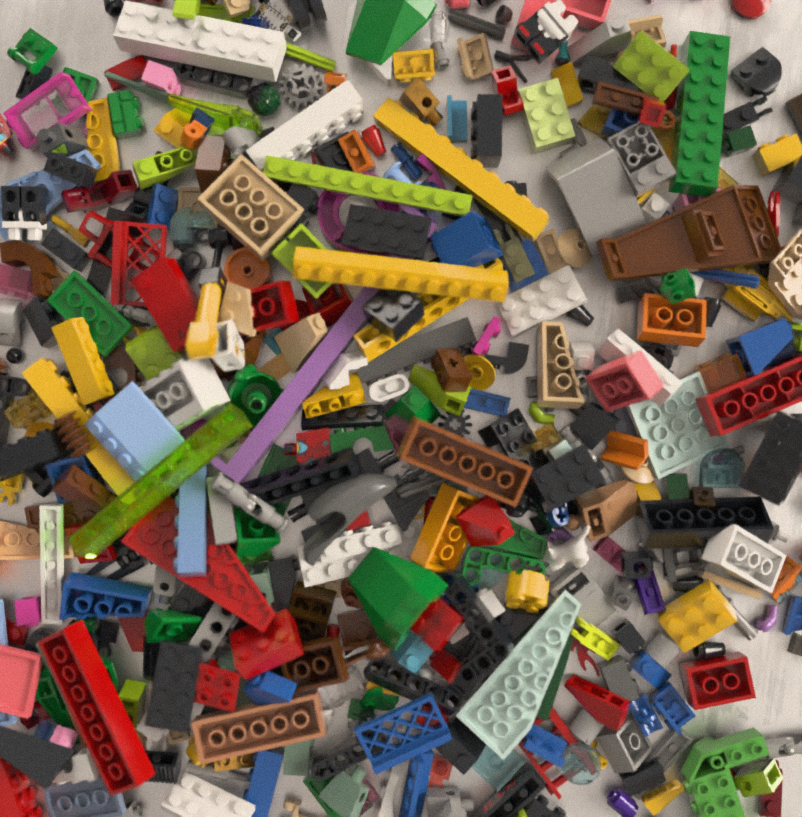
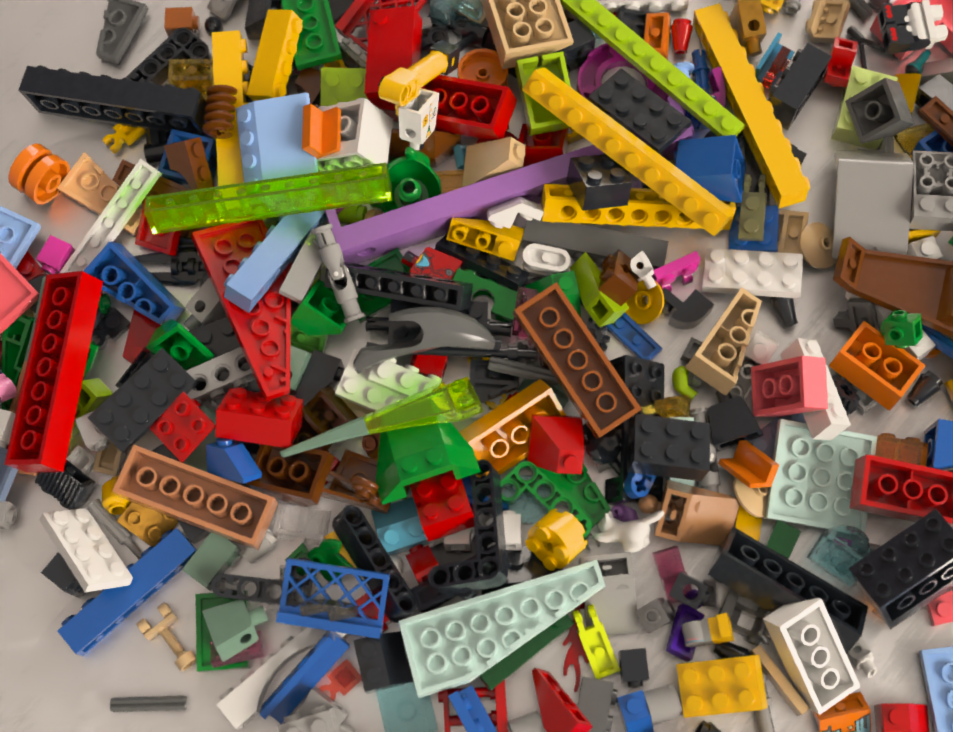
camera: 35 degrees right, 15 degrees down
(163, 406) = (321, 131): none -> orange panel
(237, 307) = (452, 91): tan wing -> none
(381, 558) = (431, 406): none -> clear neon green plate
(410, 742) = (336, 609): none -> clear smoke slope
(463, 120) = (779, 64): none -> clear red plate
(469, 355) = (644, 273): none -> white piece
(563, 118) = (879, 111): none -> dark grey slope
(667, 586) = (708, 631): none -> leg
(702, 496) = (804, 564): dark brown bracket -> none

